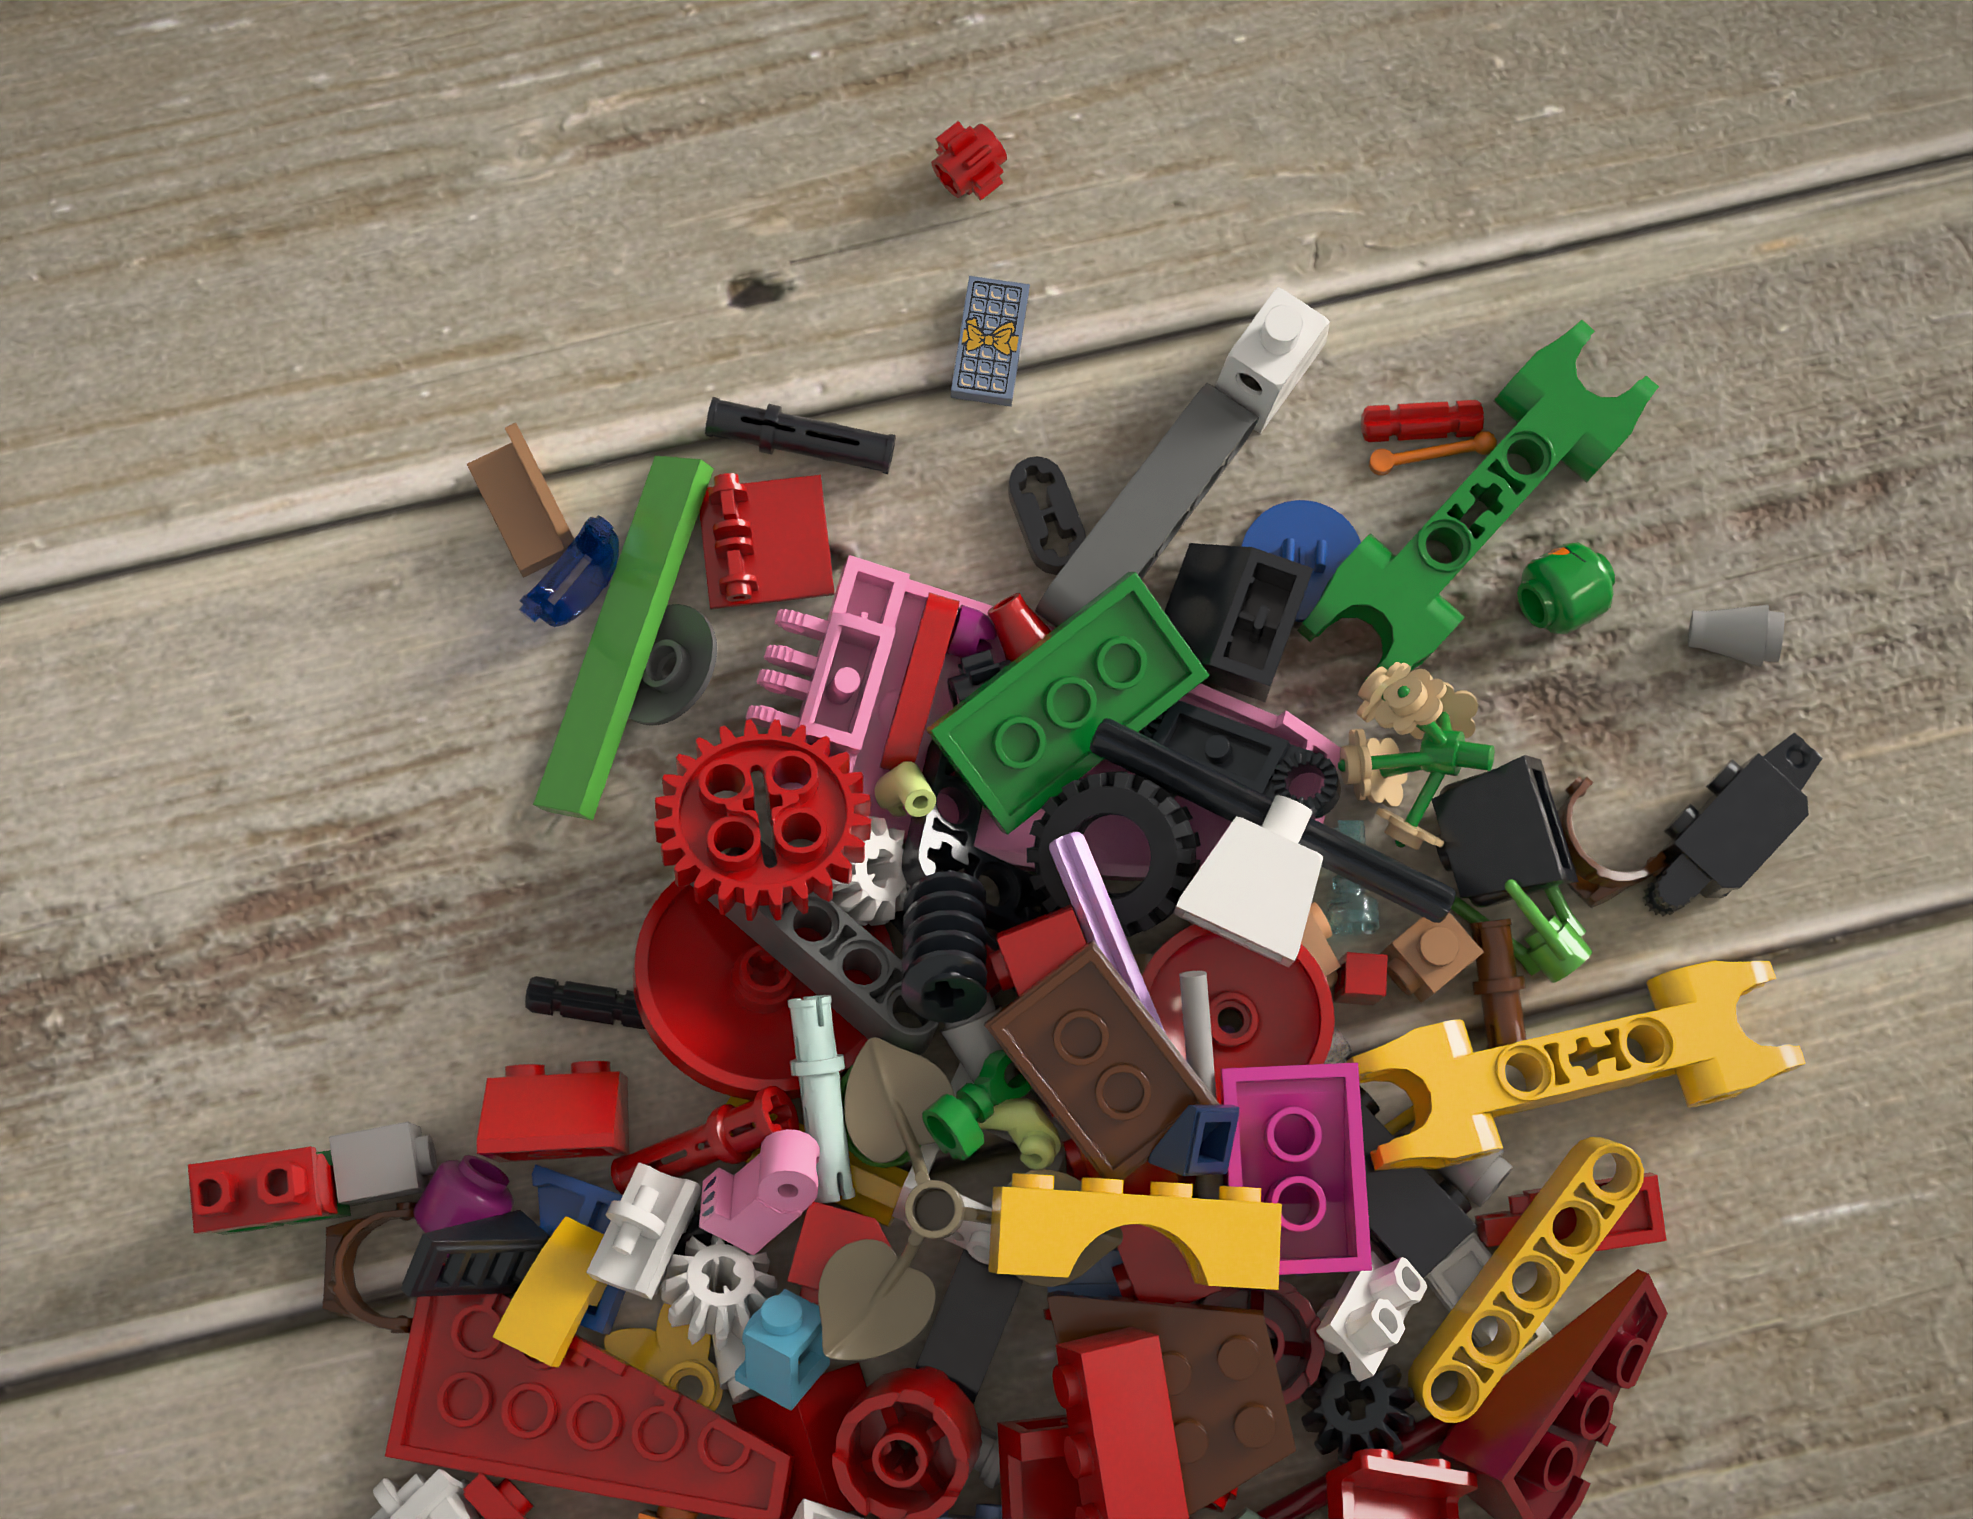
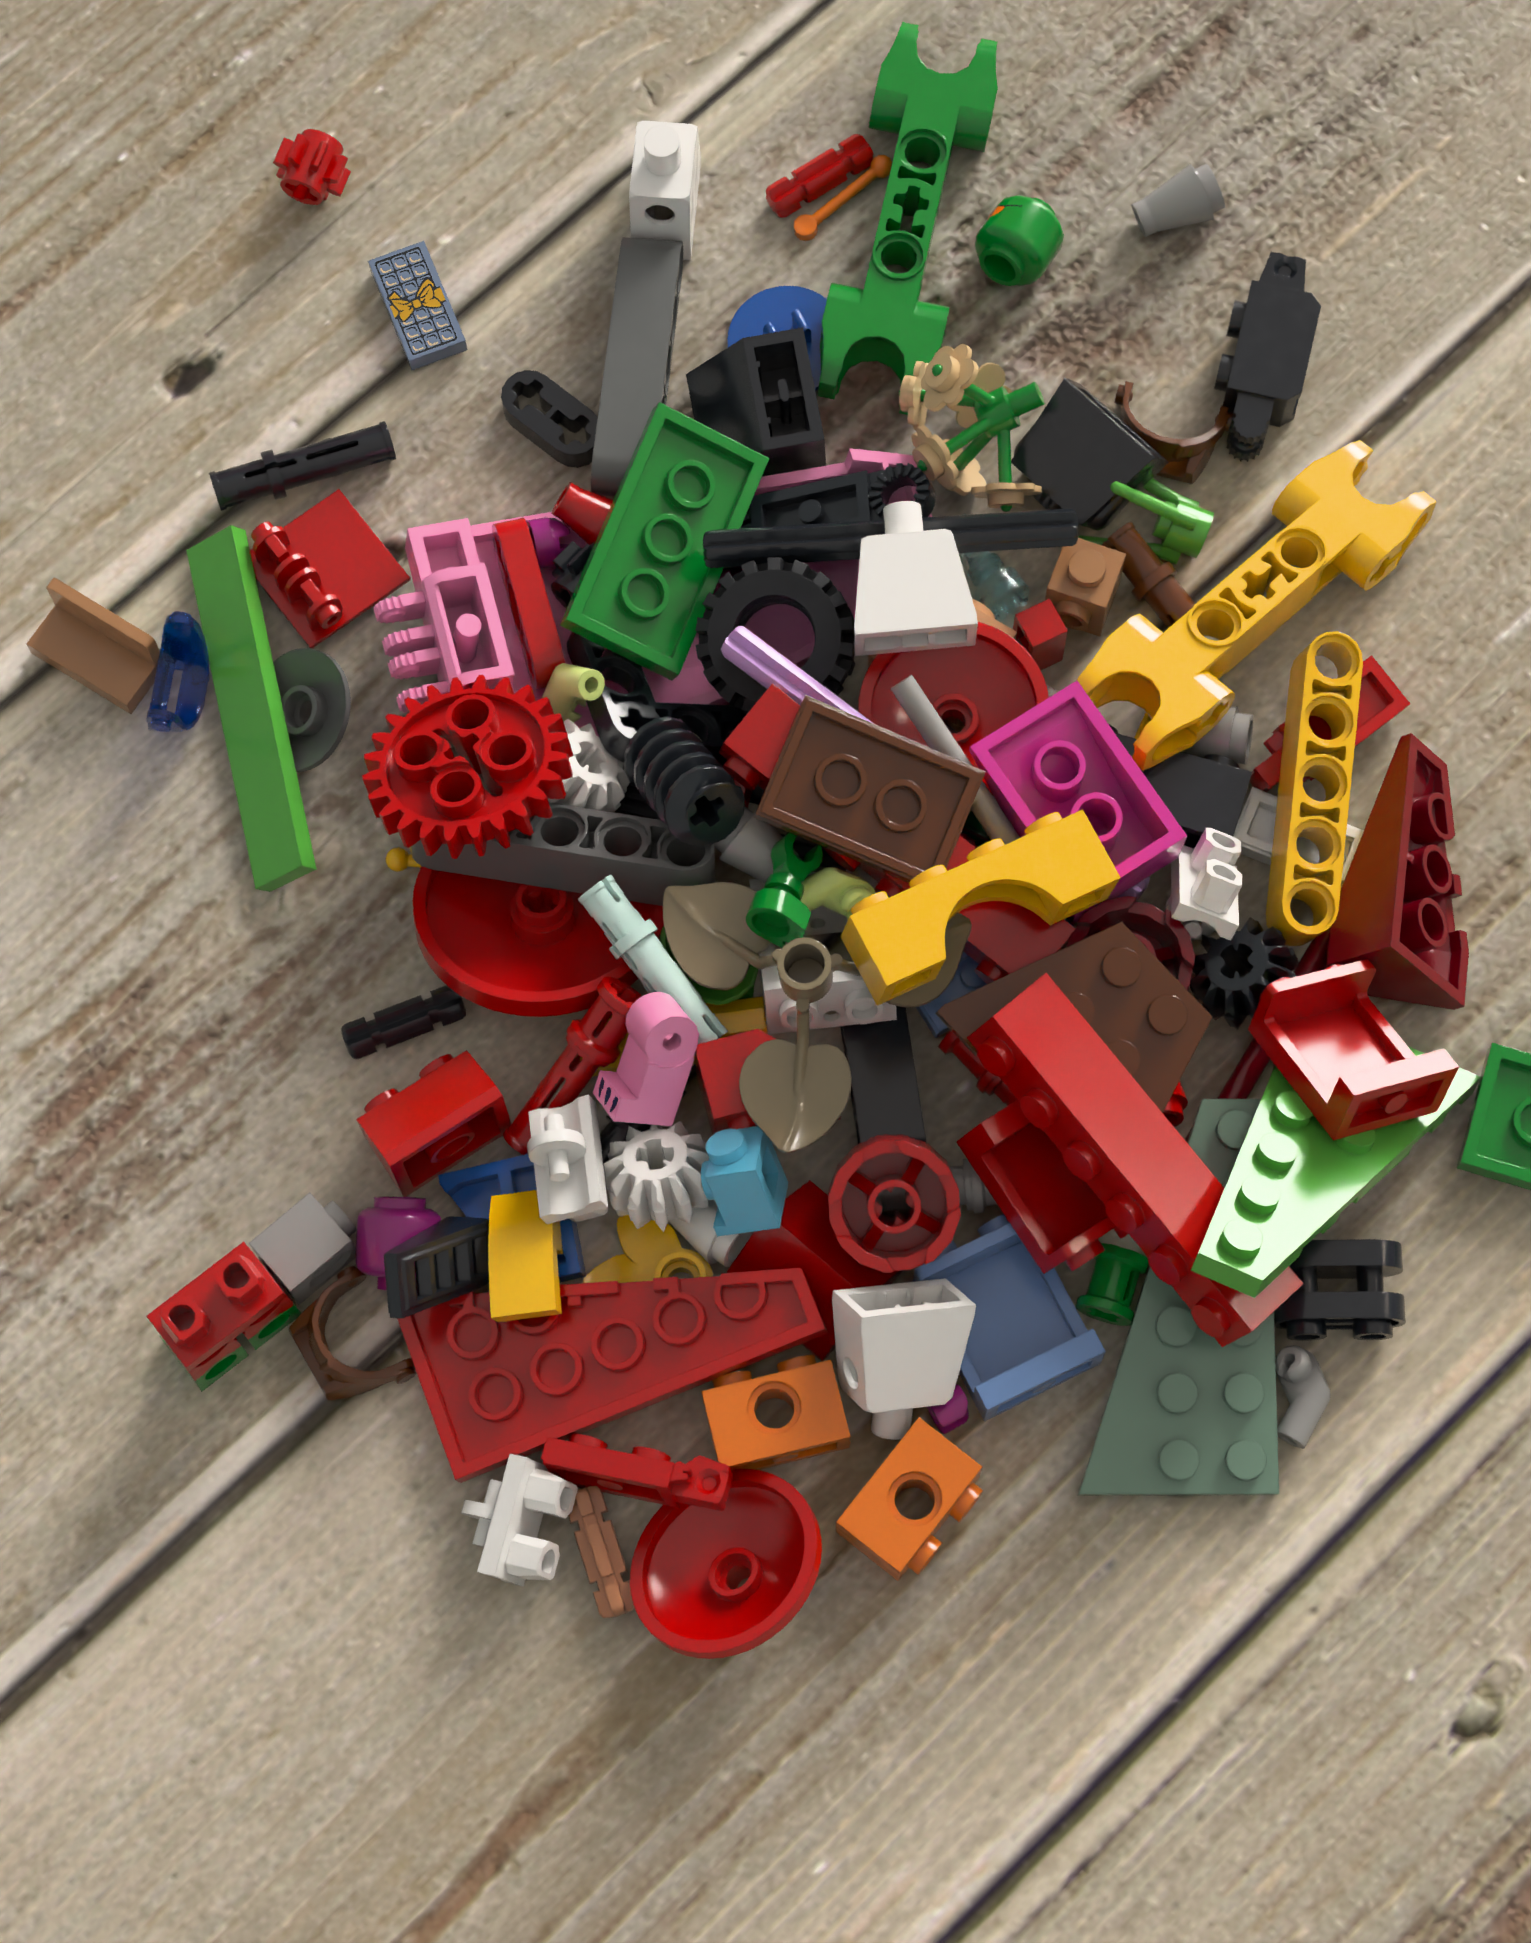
camera: 25 degrees left, 5 degrees down
(1198, 1141) = (985, 808): dark blue slope -> none

